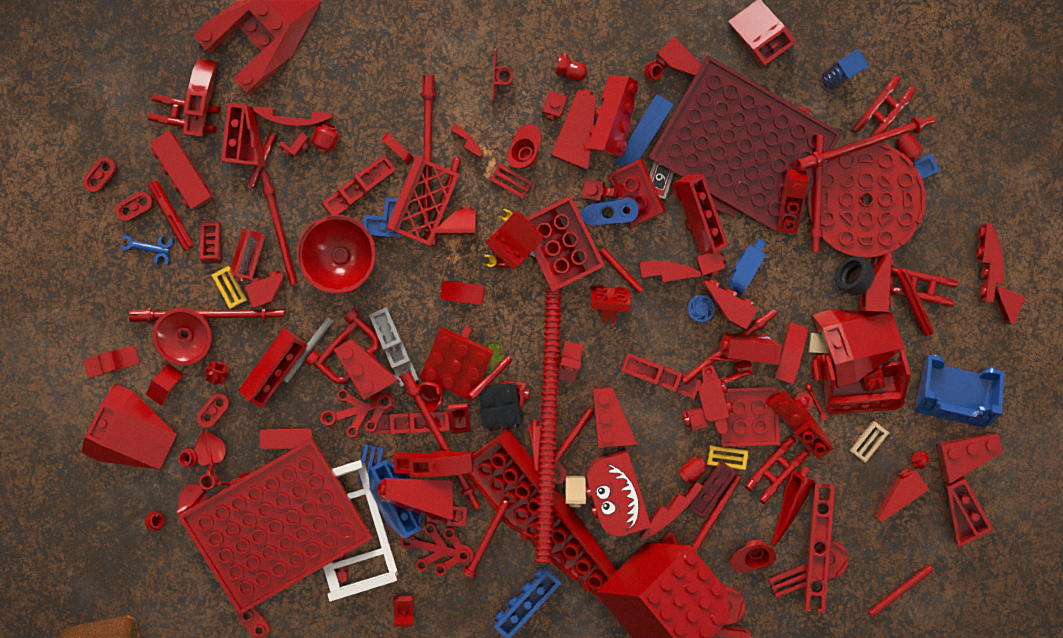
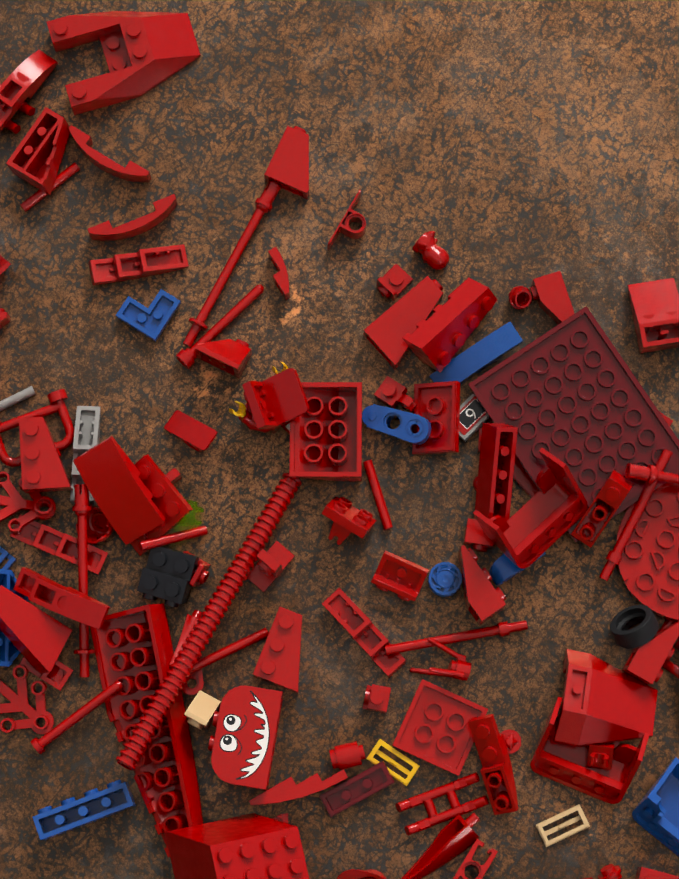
camera: 30 degrees right, 10 degrees down
(269, 192) = (39, 222): red bar -> none
(300, 144) = (97, 190): red bracket -> none
(322, 174) = (162, 208): none -> red slope
(325, 137) = (130, 195): red head -> none
(336, 254) = (76, 319): red rock -> none
(397, 148) = (201, 244): red beam -> none
(406, 195) = (189, 292): red fence -> none
(432, 52) = (291, 163): none -> red slope
(434, 364) = (119, 490): none -> red slope
(459, 417) = (117, 566): red slope -> none
(497, 173) = (295, 323): red tile -> none
(525, 147) = (338, 310): red piece -> none
(667, 270) = (428, 519): red slope -> none
(667, 323) = (399, 576): none -> red bracket
(714, 399) = (409, 686): red hinge -> none
(716, 512) = (348, 819): red bar -> none
(750, 232) = (542, 518): none -> red windscreen
(751, 348) = (477, 647): red slope -> none
(791, 353) = (521, 679): red slope -> none
(817, 344) = (555, 684): tan tile -> none
(817, 365) = (543, 710): red arm -> none
(823, 416) = (524, 771): red hinge -> none

